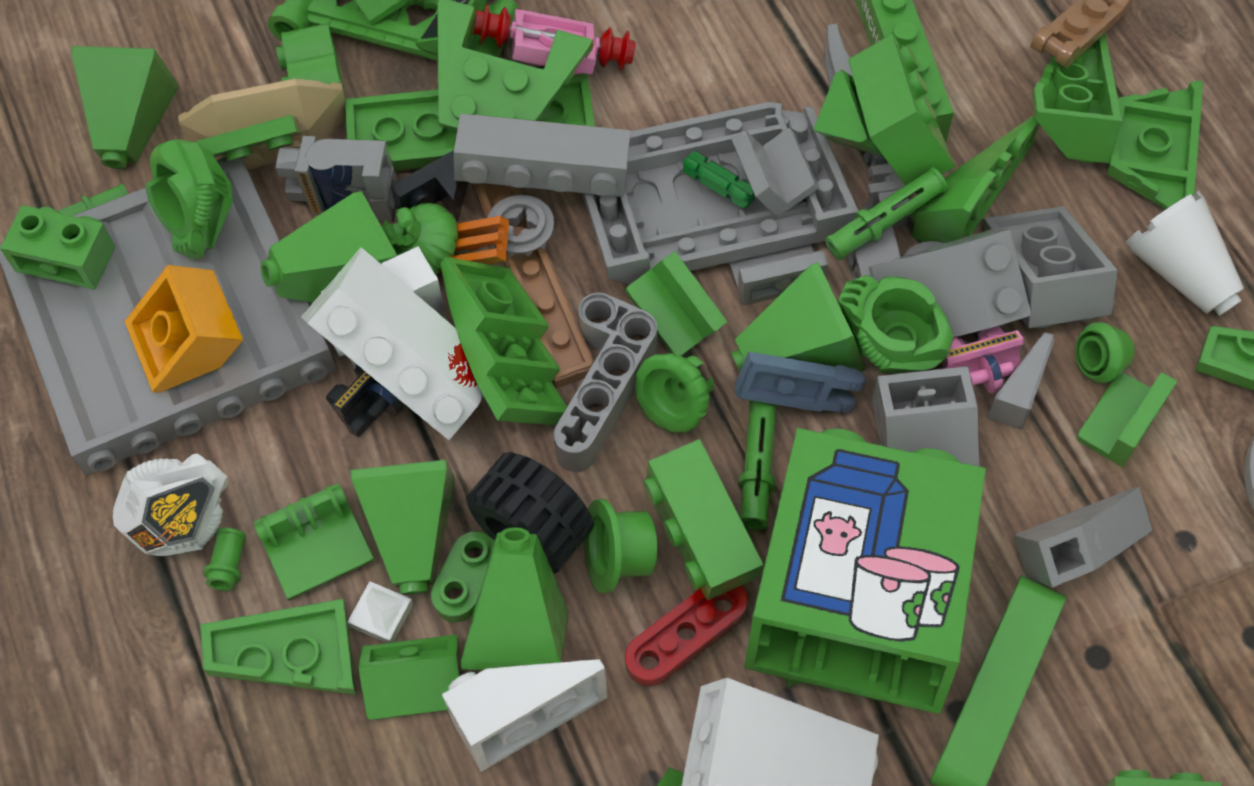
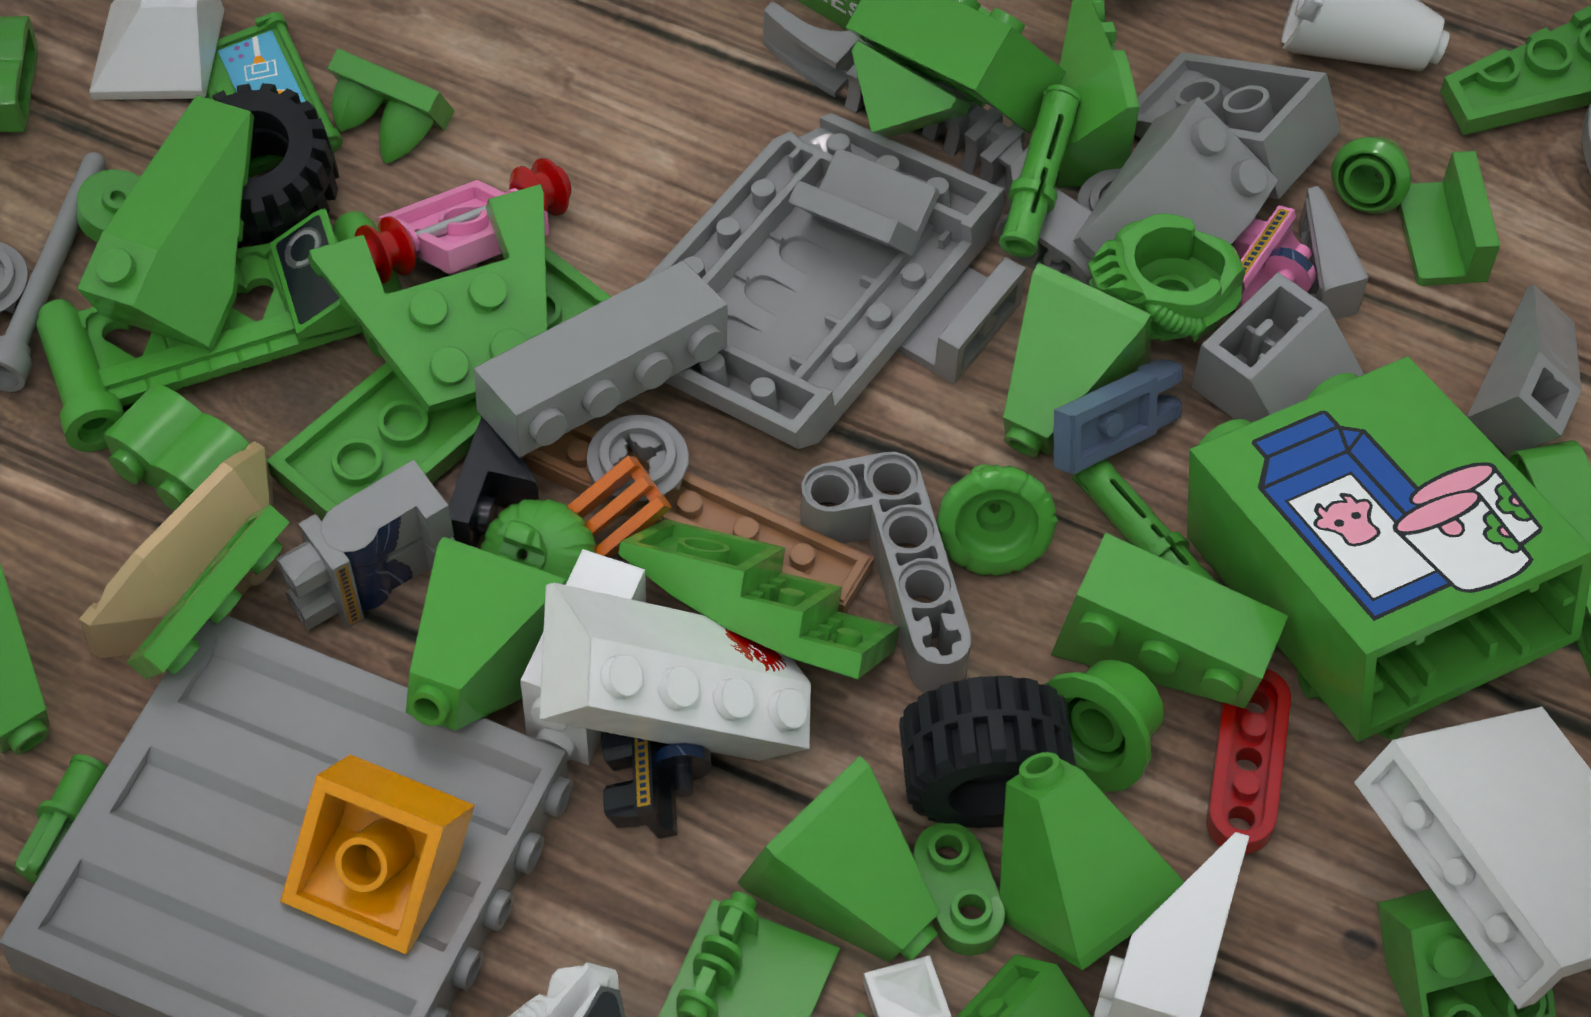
camera: 45 degrees left, 5 degrees down
(58, 246) = (107, 872): bright green brick -> none
(189, 195) = (224, 666): bright green helmet -> none
(677, 304) = (903, 414): bright green panel -> none
(719, 179) = (810, 257): green axle -> none

